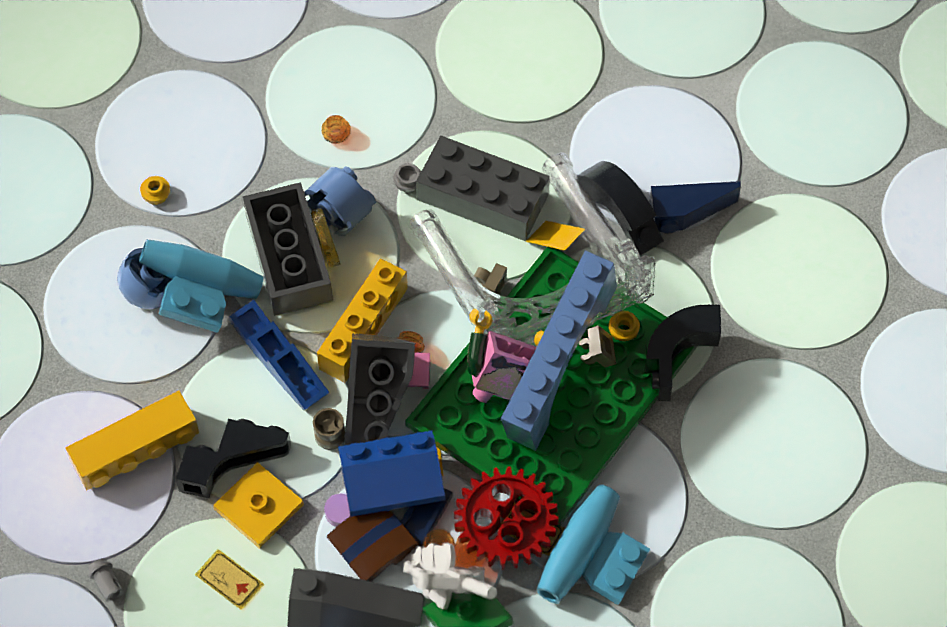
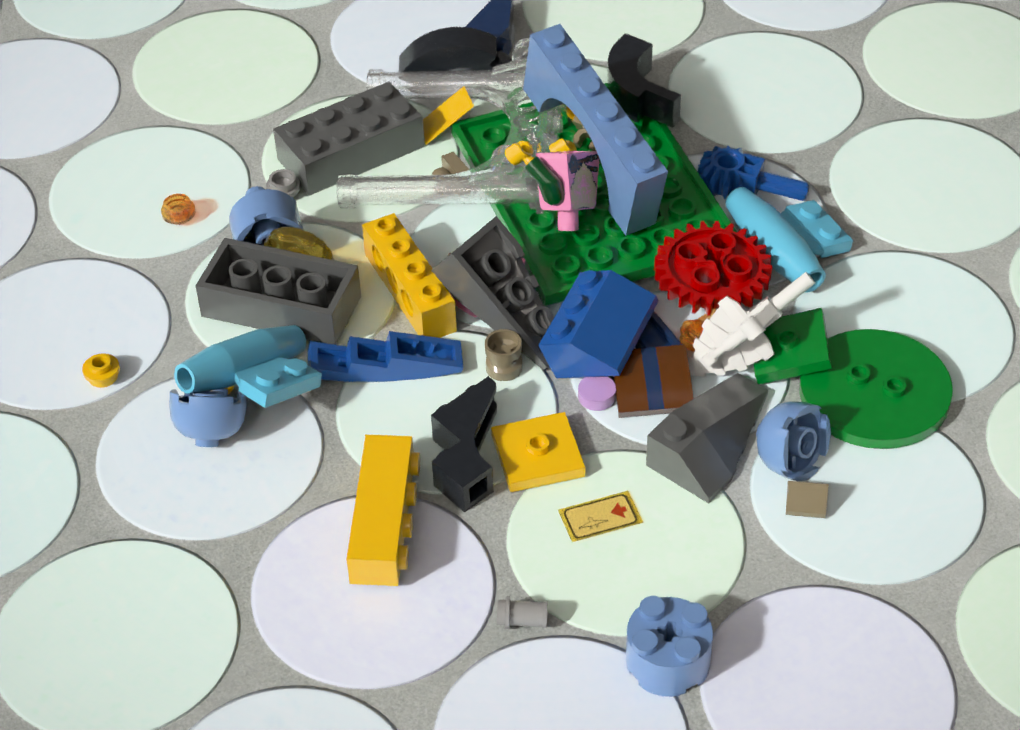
camera: 55 degrees left, 15 degrees down
(641, 486) = (729, 169): none -> blue gear

